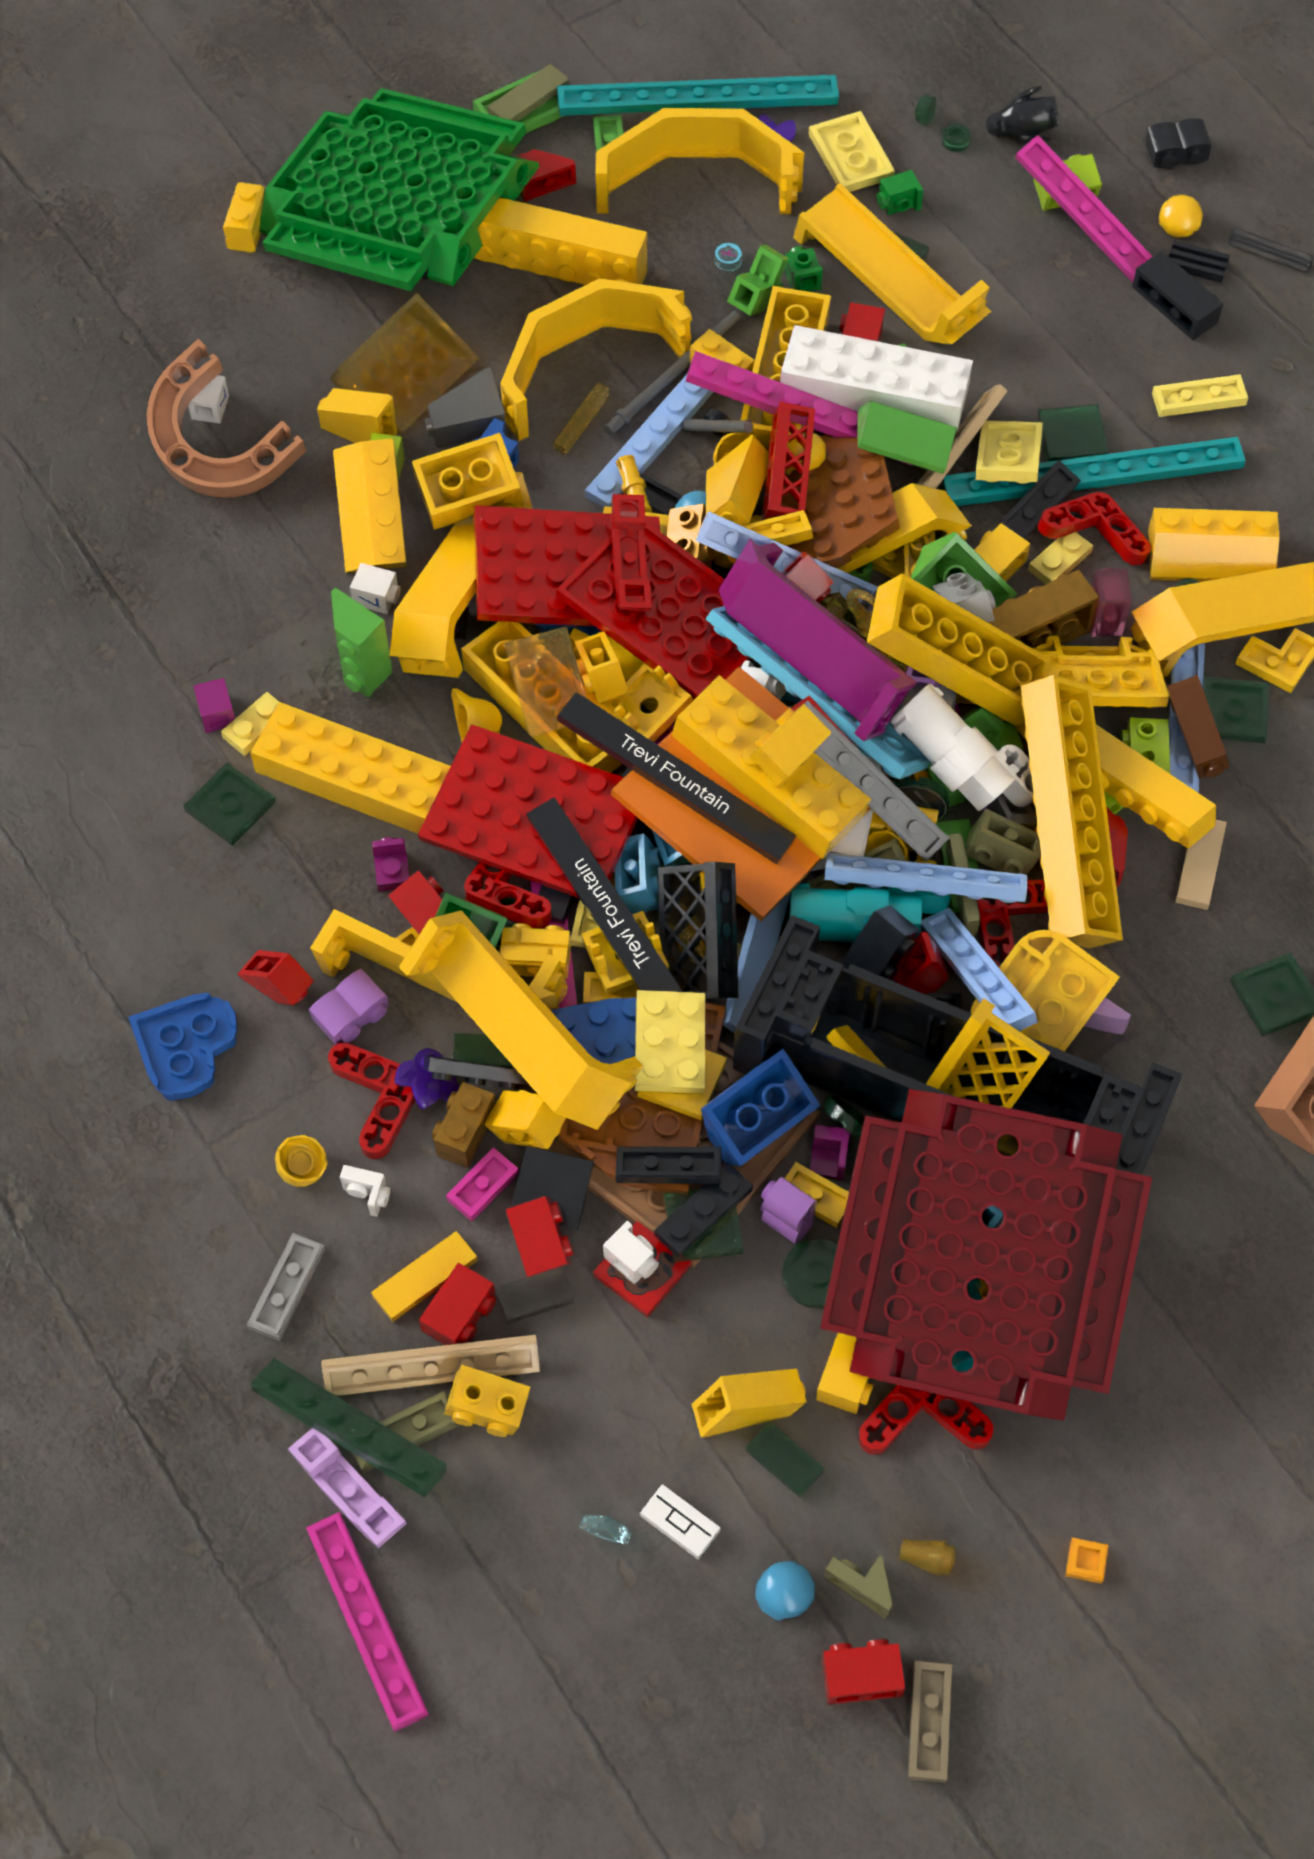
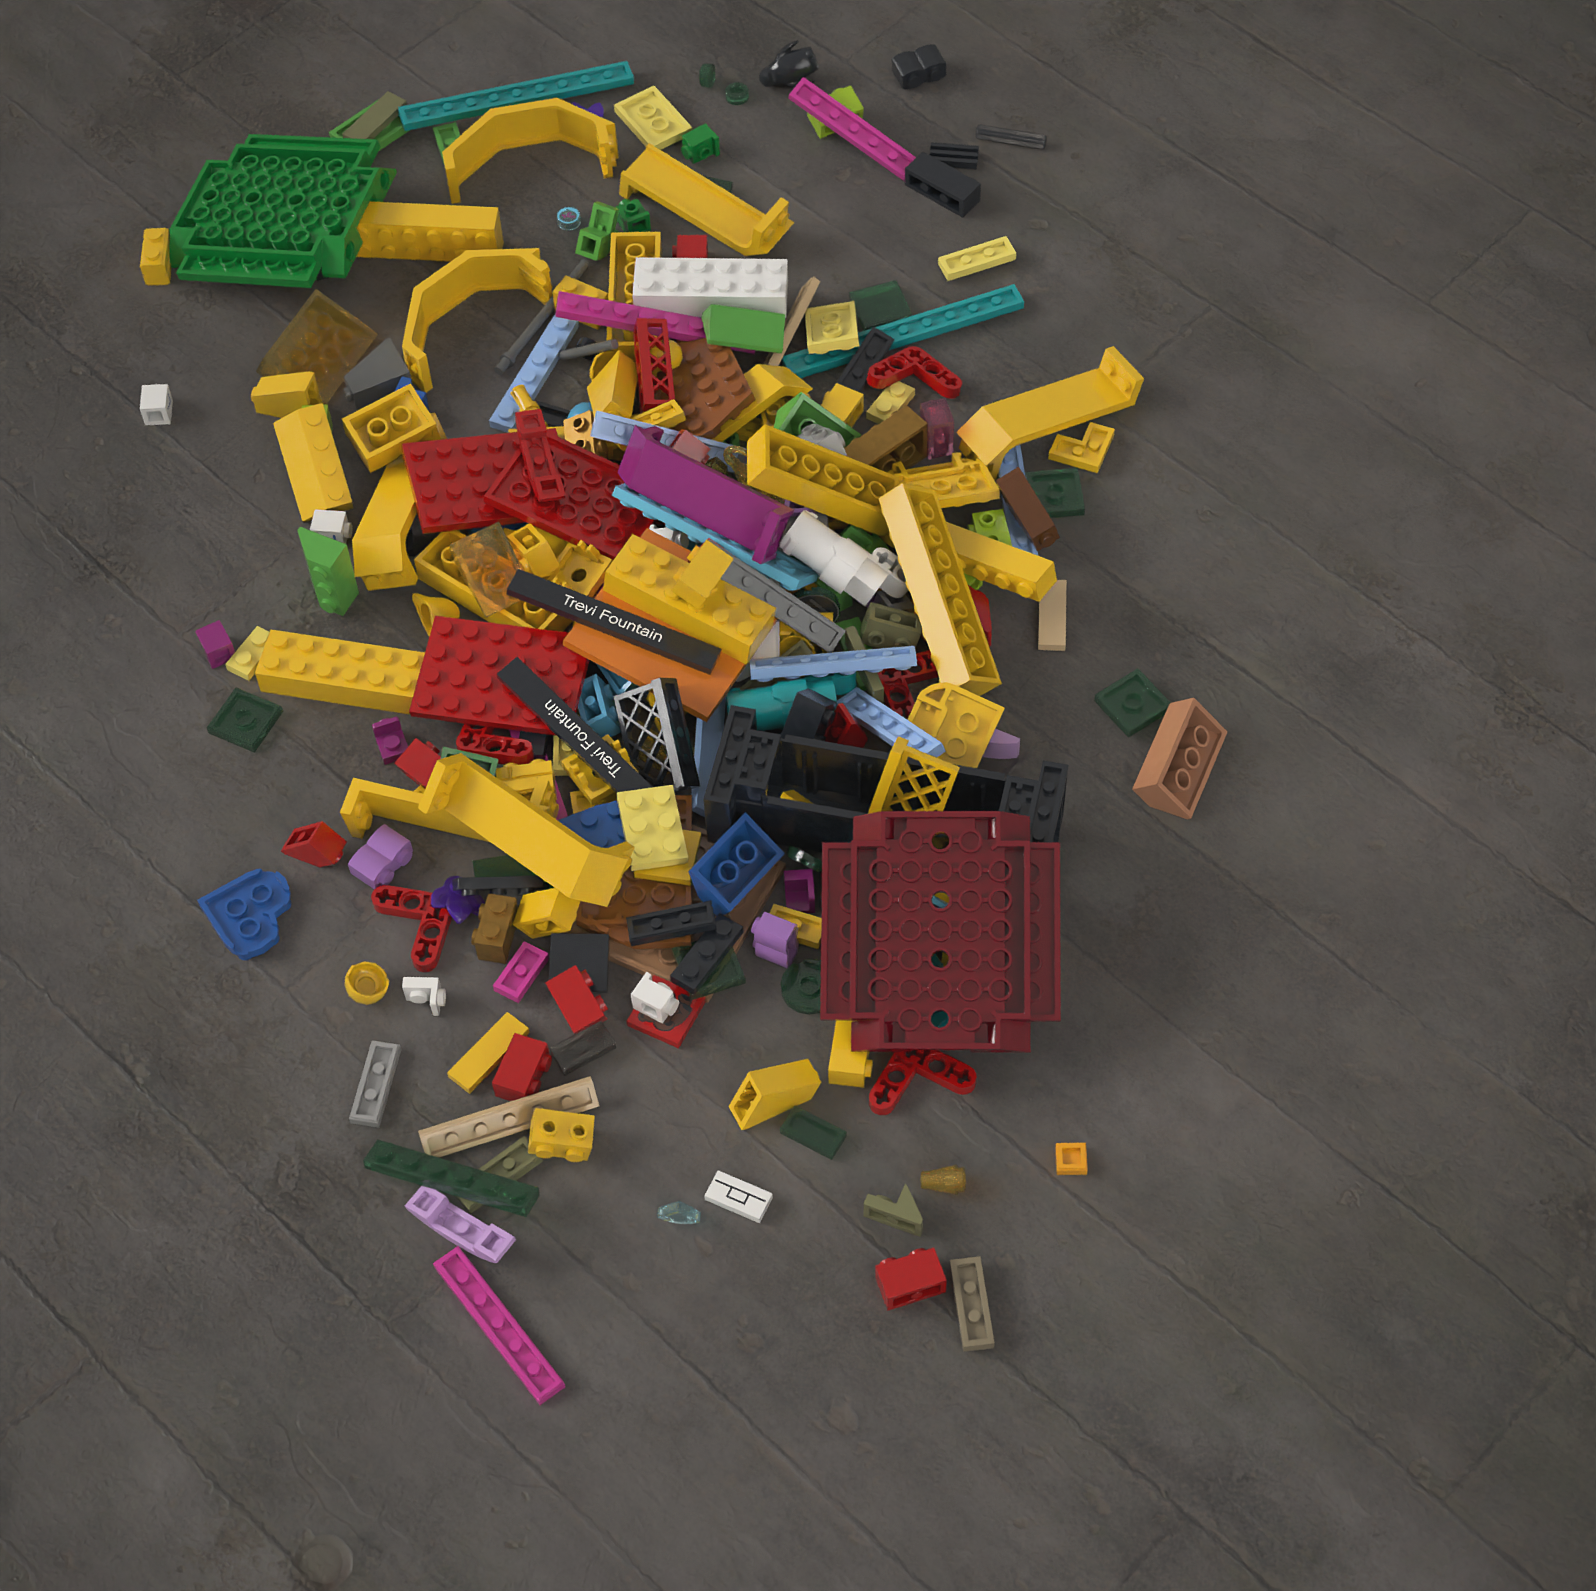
camera: 10 degrees left, 5 degrees down
(201, 473) = (166, 464): nougat piece -> none
(553, 174) = (408, 179): red slope -> none
(581, 418) = (474, 365): clear yellow axle -> none
(785, 1590) = (834, 1230): dark azure hair -> none
(1180, 216) = (932, 122): yellow hair -> none
(1211, 543) = (1009, 368): yellow slope -> none

